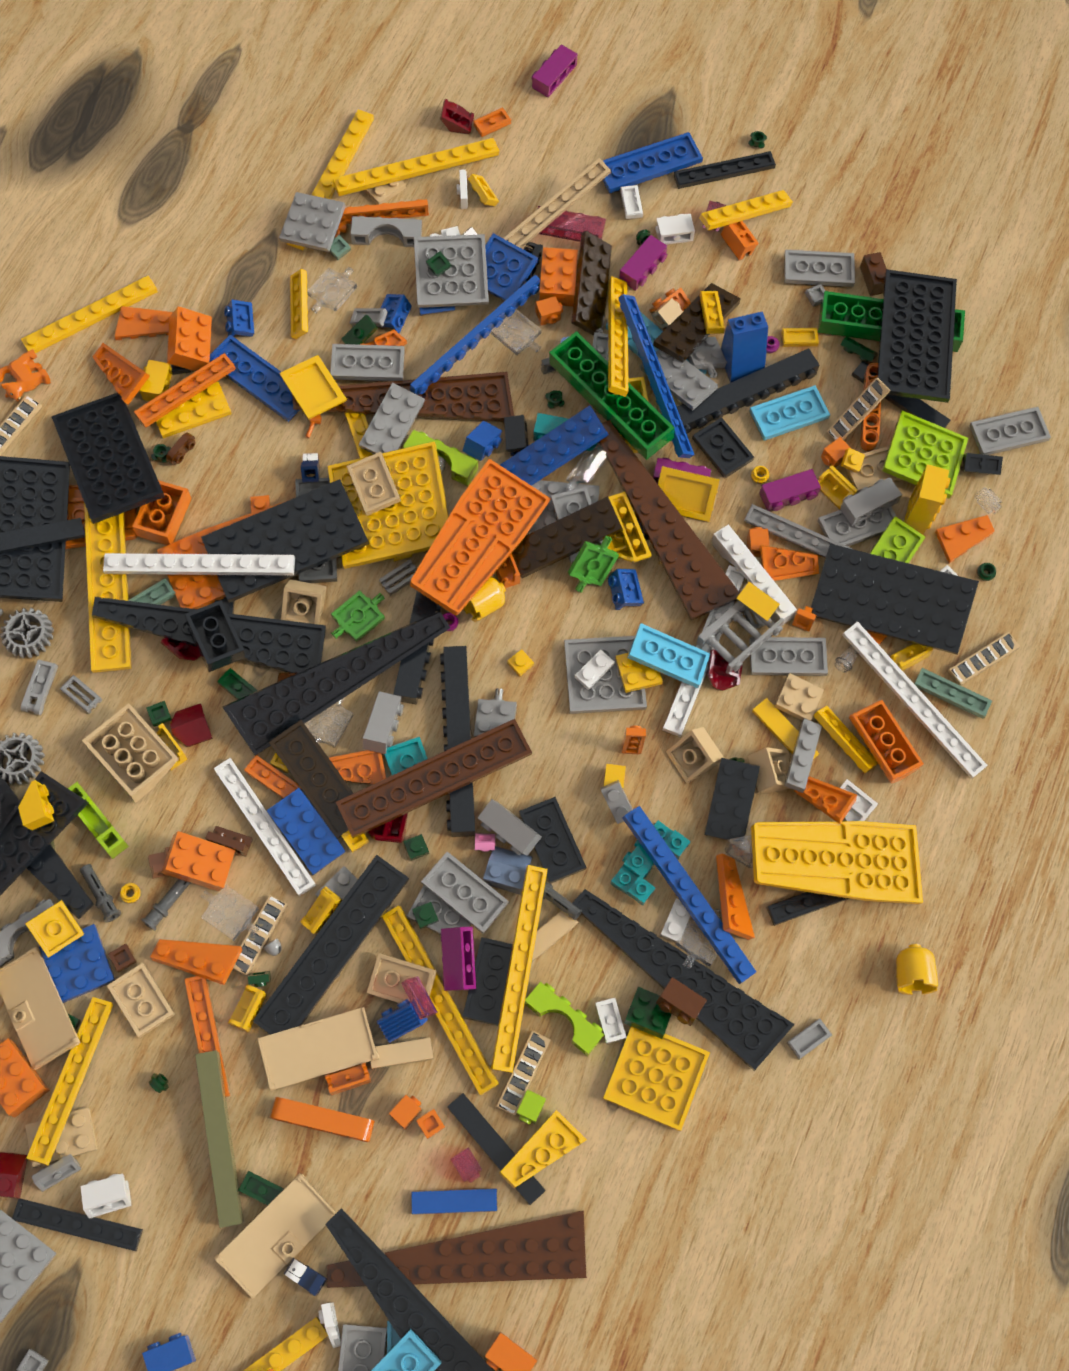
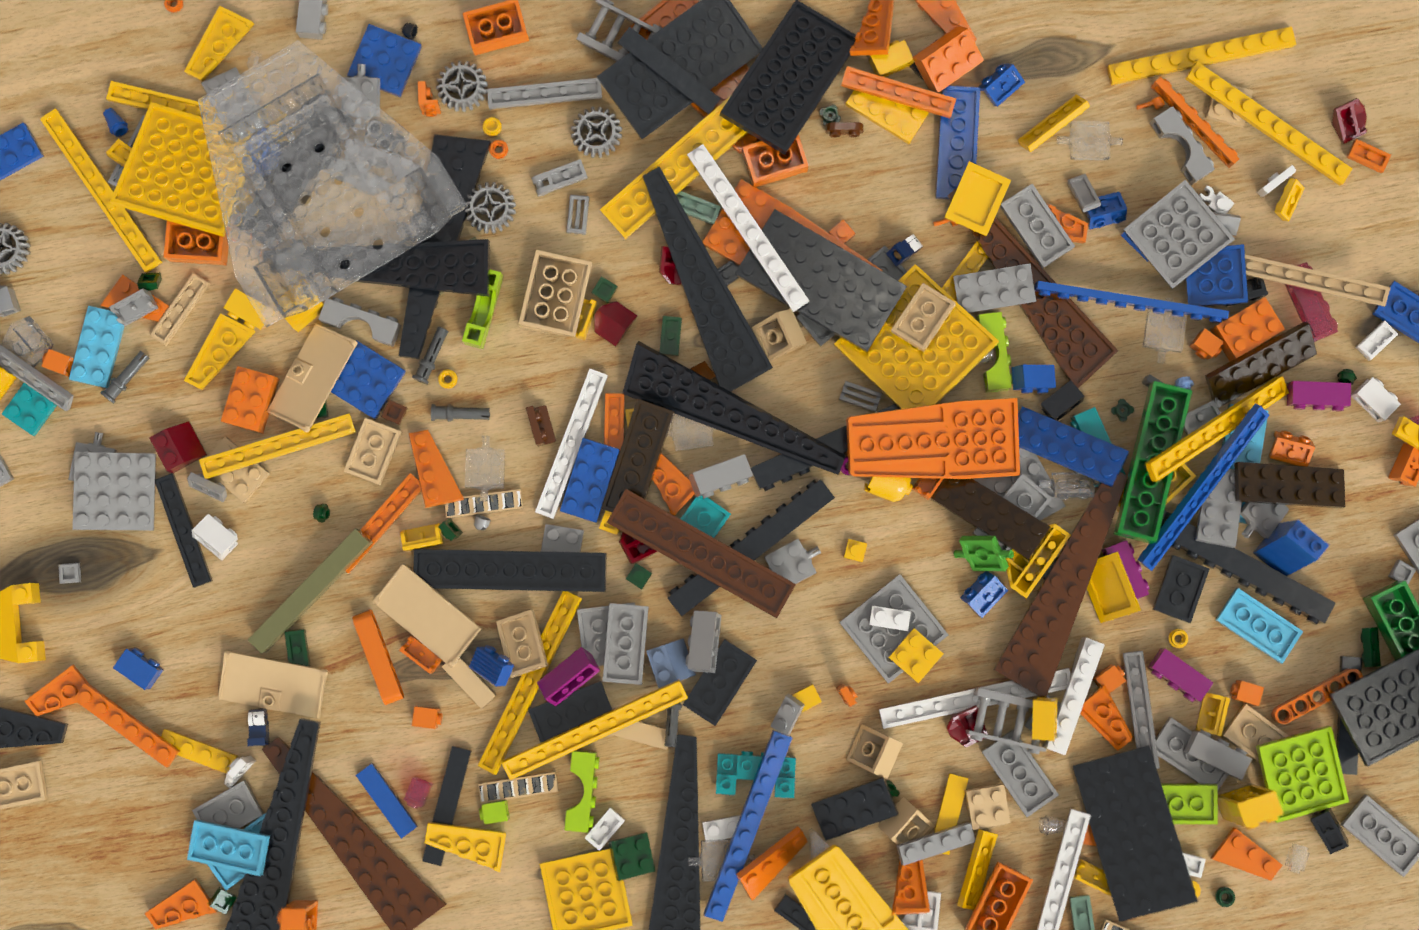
camera: 60 degrees right, 15 degrees up
(35, 807) = (454, 259): yellow slope -> none
(54, 928) = (377, 346): yellow plate -> none
(156, 863) = (486, 385): nougat panel -> none
(198, 861) = (504, 415): orange brick -> none
(215, 636) = (693, 289): black brick -> none
(312, 222) = (1141, 75): light grey plate -> none
(321, 910) = (534, 539): yellow hinge -> none
(339, 247) = (1135, 115): sand green plate -> none
(358, 616) = (800, 387): bright green plate -> none
(360, 331) = (1062, 197): dark green plate -> none
(419, 997) = (515, 668): clear pink tile -> none
(425, 915) = (586, 624): dark green plate -> none
(430, 1124) = (429, 743): orange tile -> none
(438, 264) = (1174, 220): dark green plate -> none
(484, 842) = (680, 629): bright pink plate -> none
(667, 313) = (1278, 453): tan brick -> none
(669, 655) = (943, 674): medium azure plate -> none
(681, 1002) = (653, 877): reddish brown brick -> none
(712, 312) = (1307, 493): yellow tile -> none
(772, 348) = (1324, 565): magenta plate -> none
(799, 337) = (1345, 585): yellow tile -> none
(804, 618) = (1064, 765): orange tile -> none
(852, 460) = (1248, 713): yellow plate -> none
(859, 410) = (1300, 689): tile -> none

